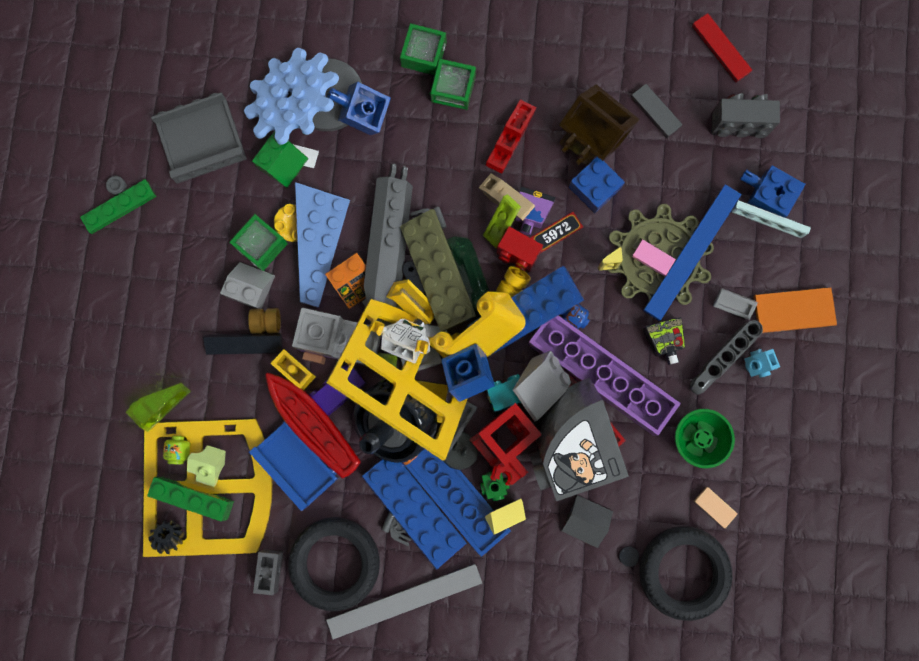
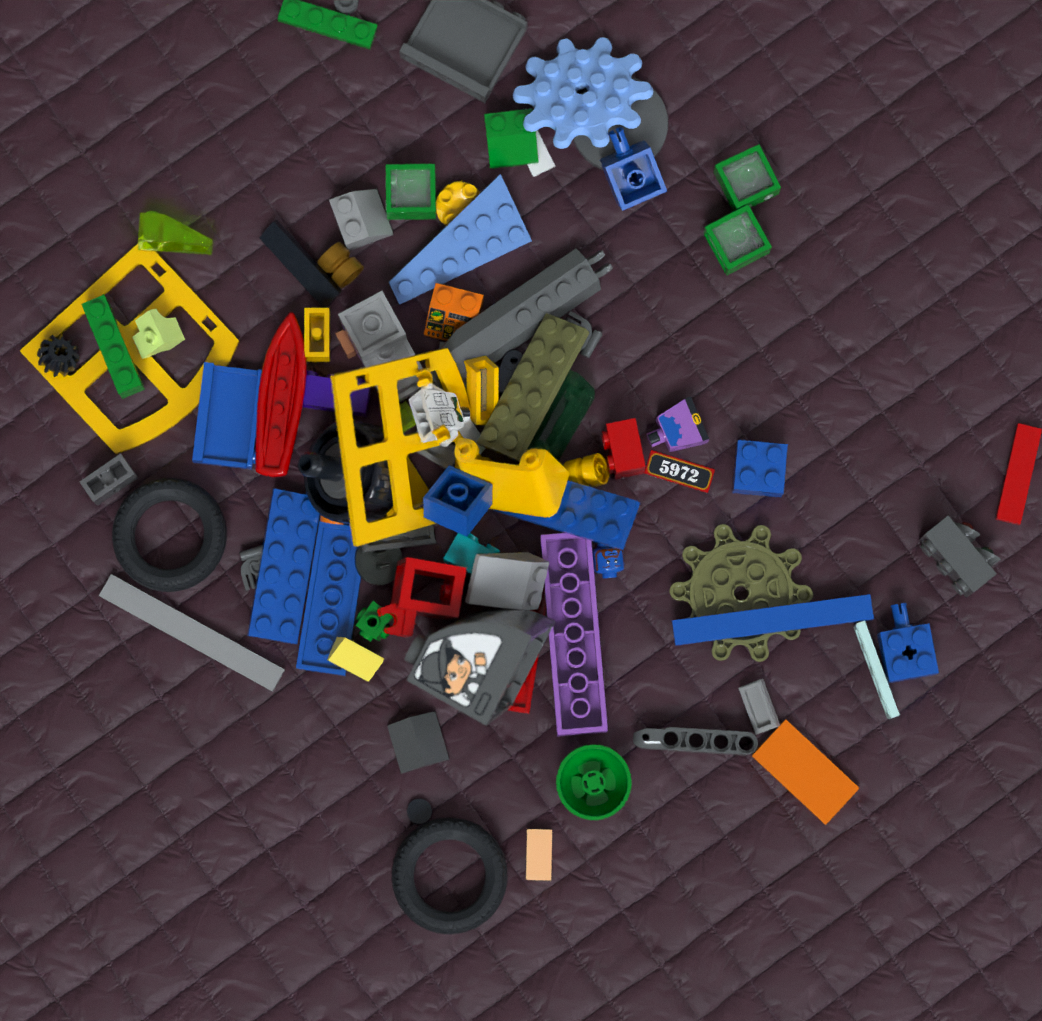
camera: 45 degrees right, 0 degrees up
(176, 450) = (145, 292): lime head -> none
(496, 188) = (665, 390): tan slope -> none
(501, 220) = (638, 405): lime tile -> none
(511, 136) = (736, 342): red slope -> none
(596, 126) = (816, 417): dark brown piece -> none
(611, 261) = (689, 545): light yellow slope -> none
(653, 258) = (733, 586): bright pink tile -> none
(656, 110) = (892, 464): dark grey tile -> none
(666, 339) = (663, 668): torso -> none
(761, 363) = (716, 776): medium azure brick -> none

